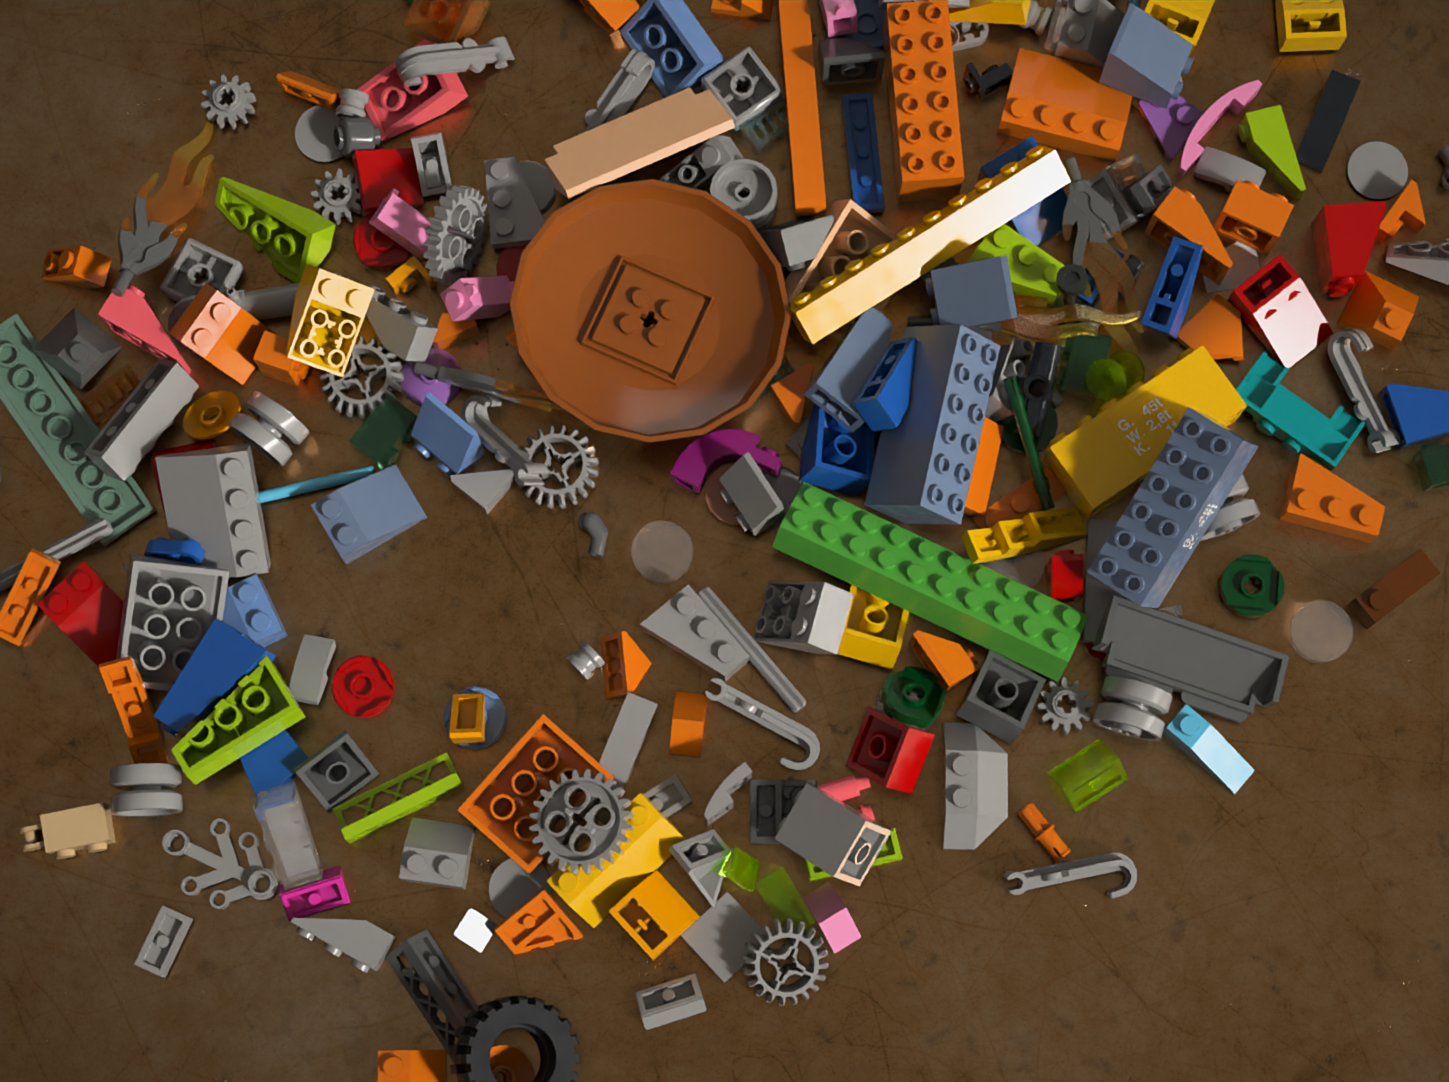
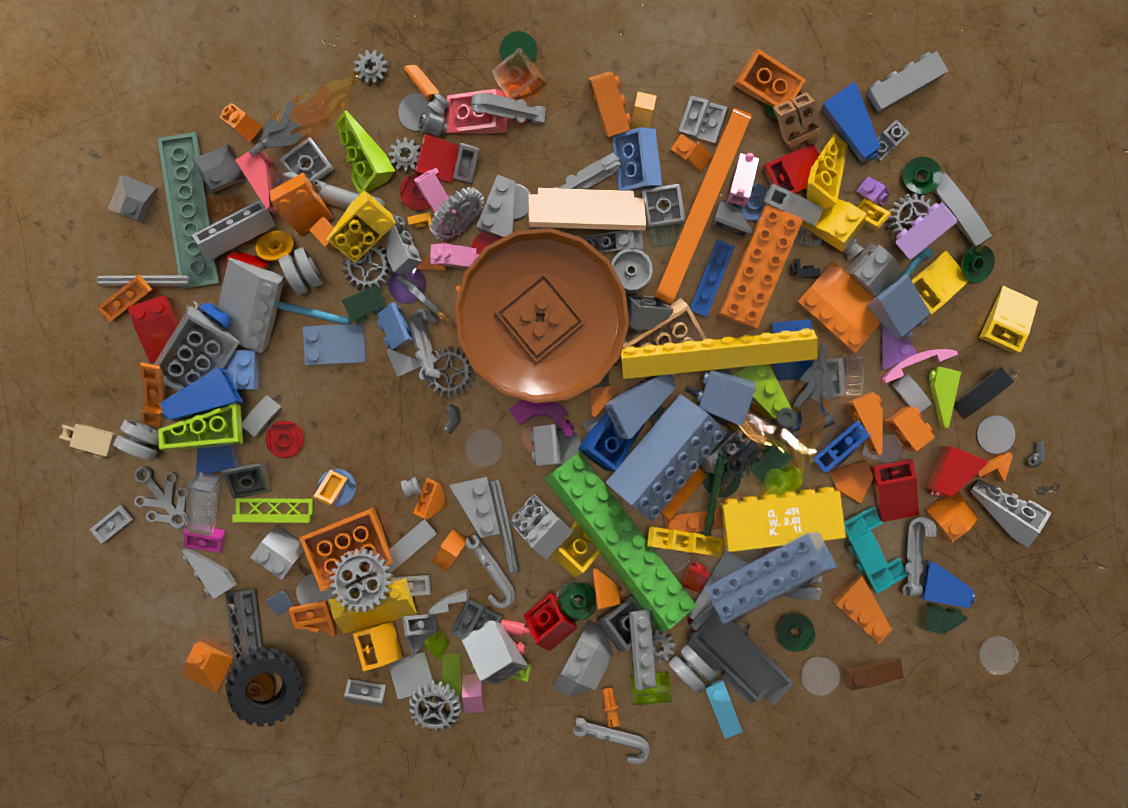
camera: 30 degrees right, 10 degrees up
(889, 386) = (650, 427): blue slope -> none
(1045, 717) = (642, 649): none -> light grey plate
(1149, 190) = (860, 383): dark grey slope -> none

